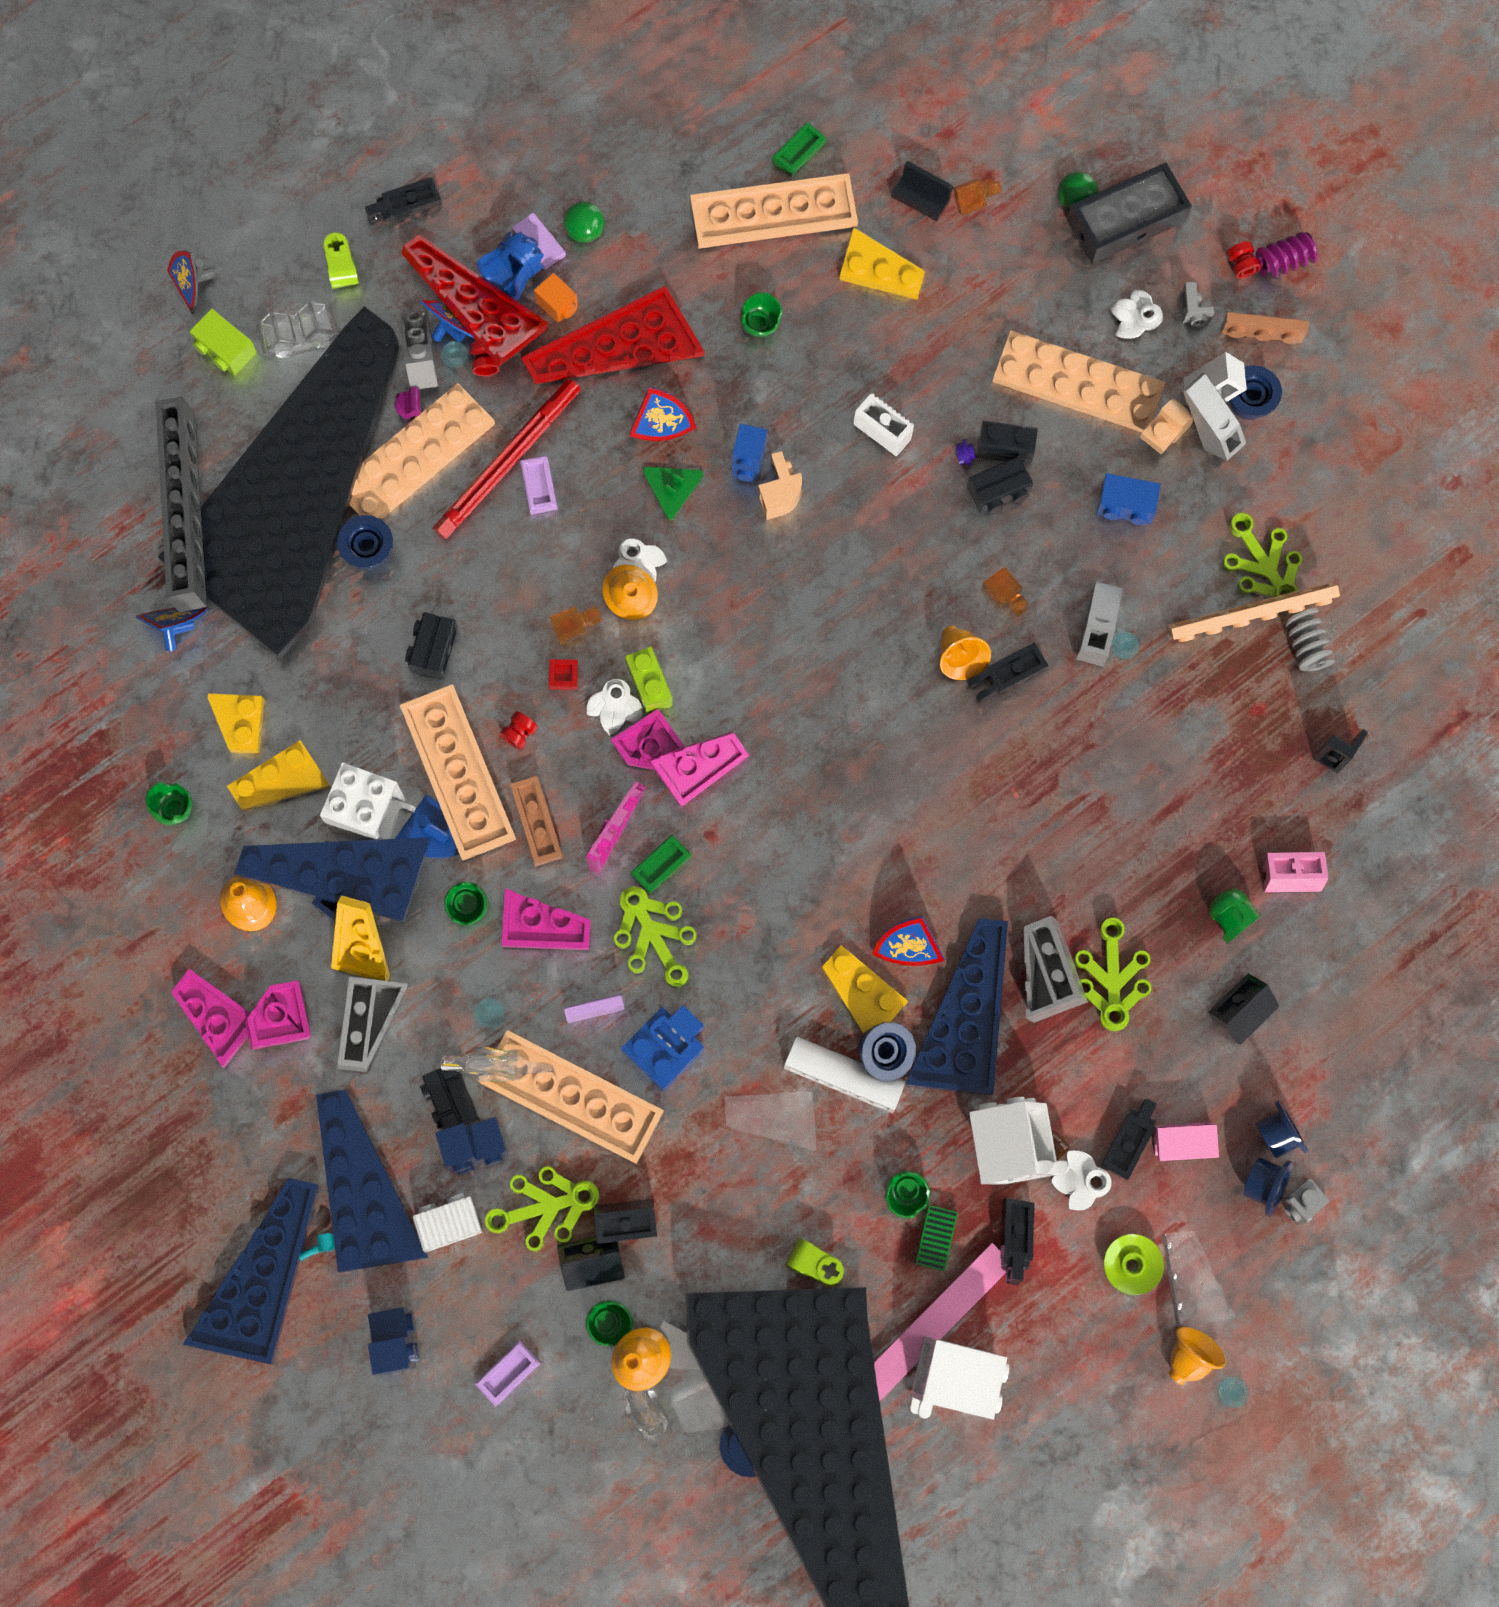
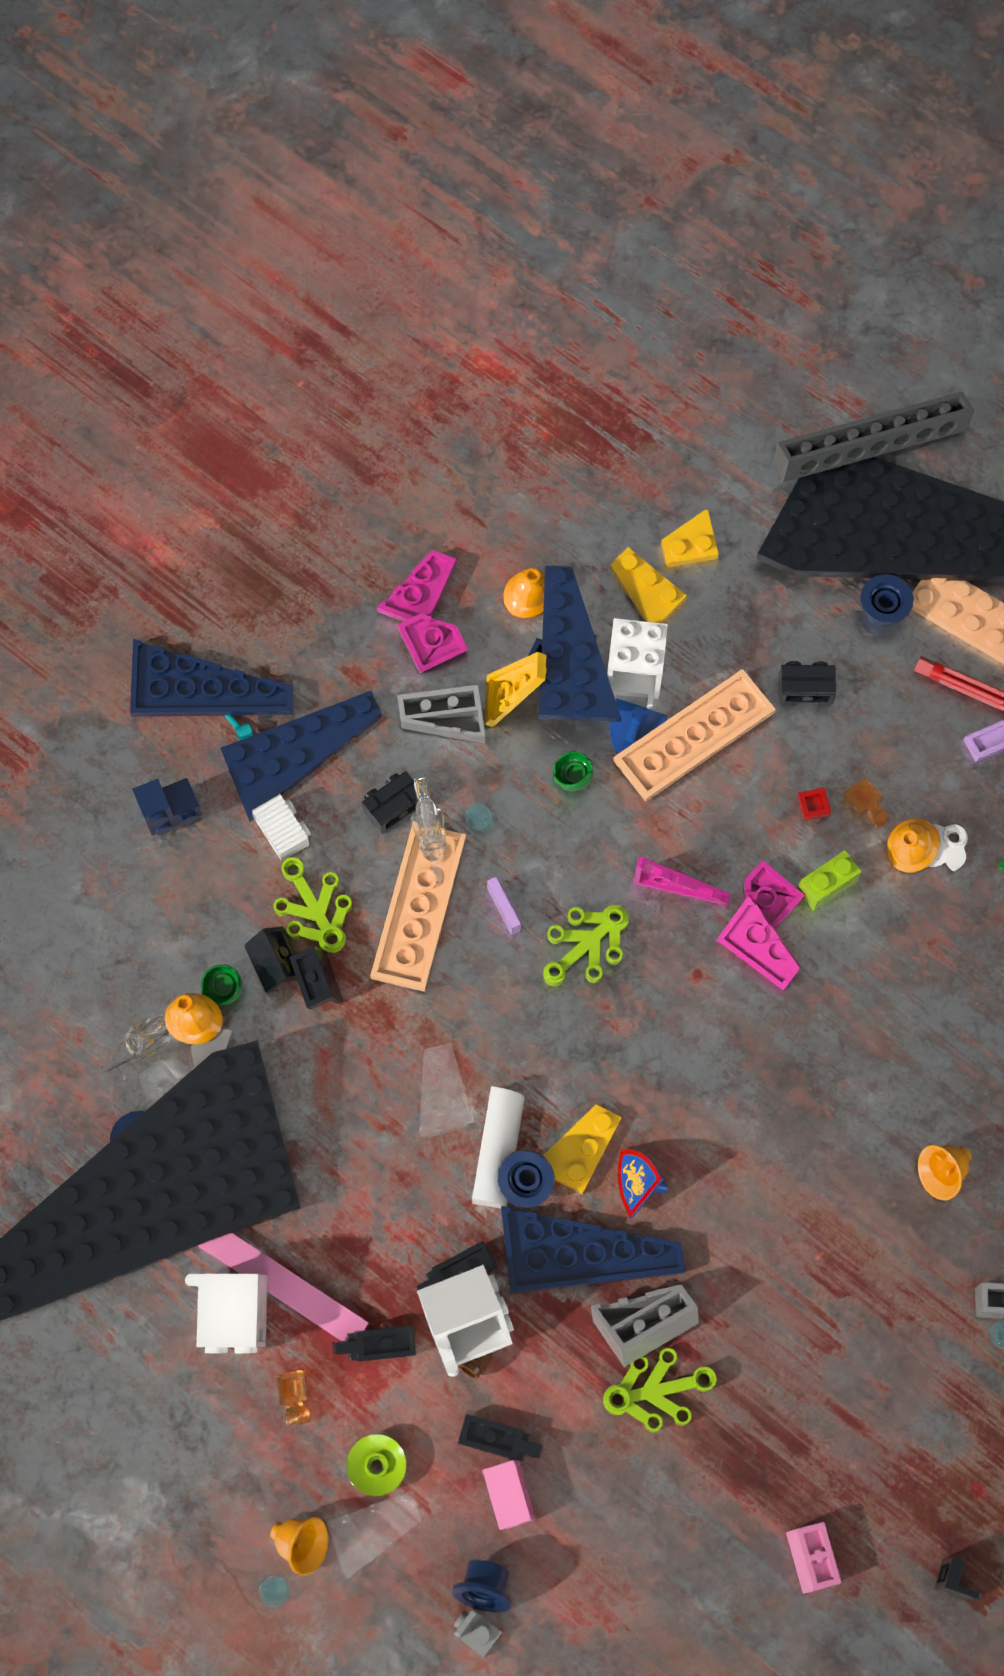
camera: 80 degrees right, 5 degrees down
(168, 803) = (598, 503): green hair -> none
(171, 623) = (762, 462): shield -> none
(471, 1145) = (350, 822): dark blue brick -> none
(507, 1373) = (161, 912): lavender tile -> none
(518, 730) = (748, 777): red wheel -> none
(536, 821) = (667, 814): nougat plate -> none
(541, 926) = (569, 840): dark pink wing -> none
(615, 710) = (792, 857): white plate -> none
(661, 864) = (656, 935): green tile -> none
(665, 1045) = (485, 978): blue piece -> none
(810, 1260) = (314, 1155): lime piece -> none
(907, 1193) = (396, 1229): green hair -> none
(936, 1238) = (362, 1269): tile -> none
(959, 1141) = (460, 1263): none -> black hinge
(1010, 671) = (941, 1223): black hinge -> none
(1047, 1332) = (292, 1393): none -> clear orange plate
(1078, 1181) = (447, 1395): white plate -> none
(1233, 912) = (753, 1500): green helmet -> none
(1245, 1008) = (658, 1532): black panel -> none
(1280, 1132) = (540, 1591): dark blue piece -> none

